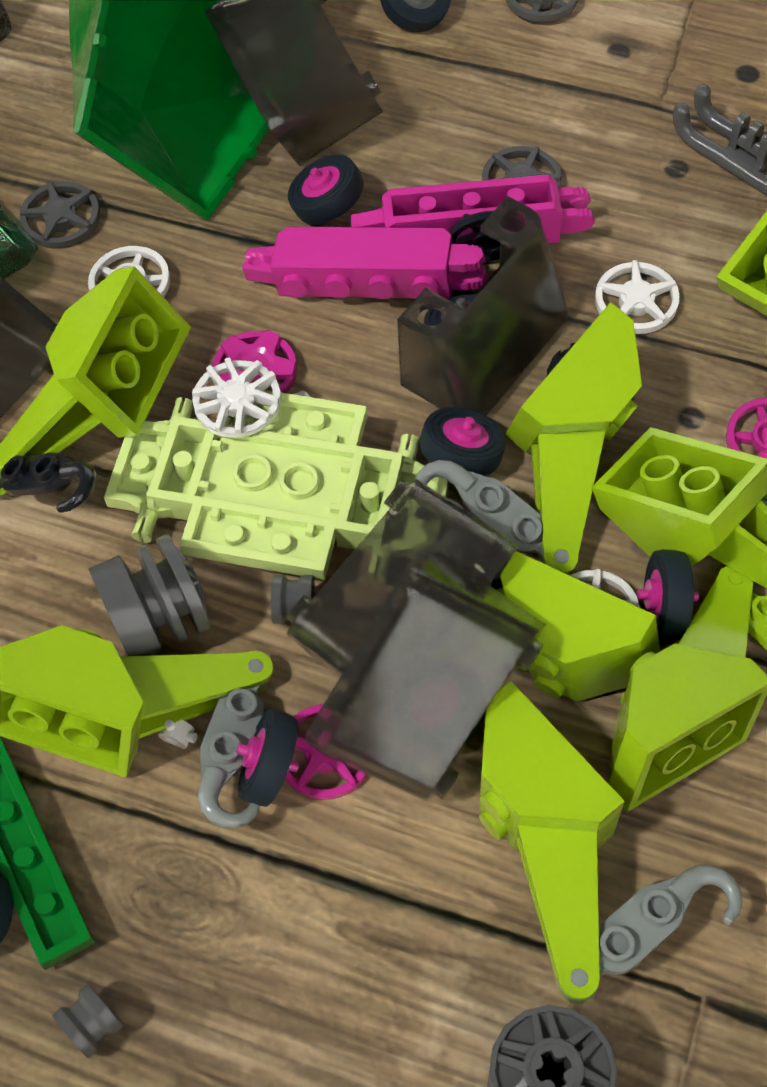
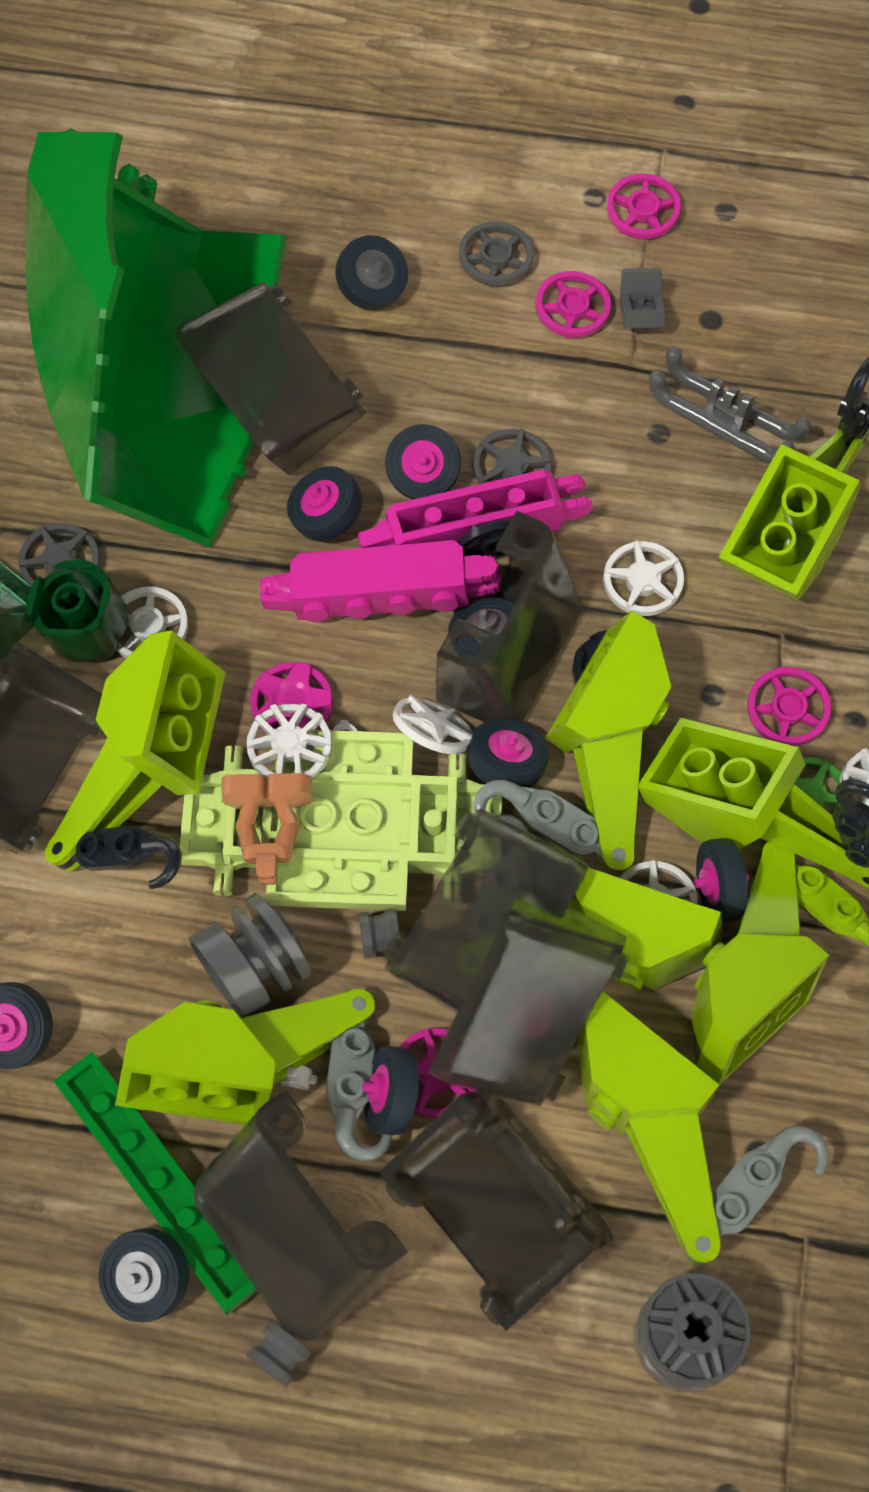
camera: 15 degrees left, 5 degrees up
(59, 253) = (78, 611): none -> dark green brick
(124, 915) = (284, 1232): none -> clear smoke windscreen
(186, 435) = (278, 791): none -> nougat piece
(362, 897) = (499, 1203): none -> clear smoke windscreen
(388, 403) = (432, 725): none -> white wheel
(430, 157) = (422, 461): none -> black wheel
(609, 44) = (572, 304): none -> dark pink wheel
(679, 42) = (641, 299): none -> dark grey bracket

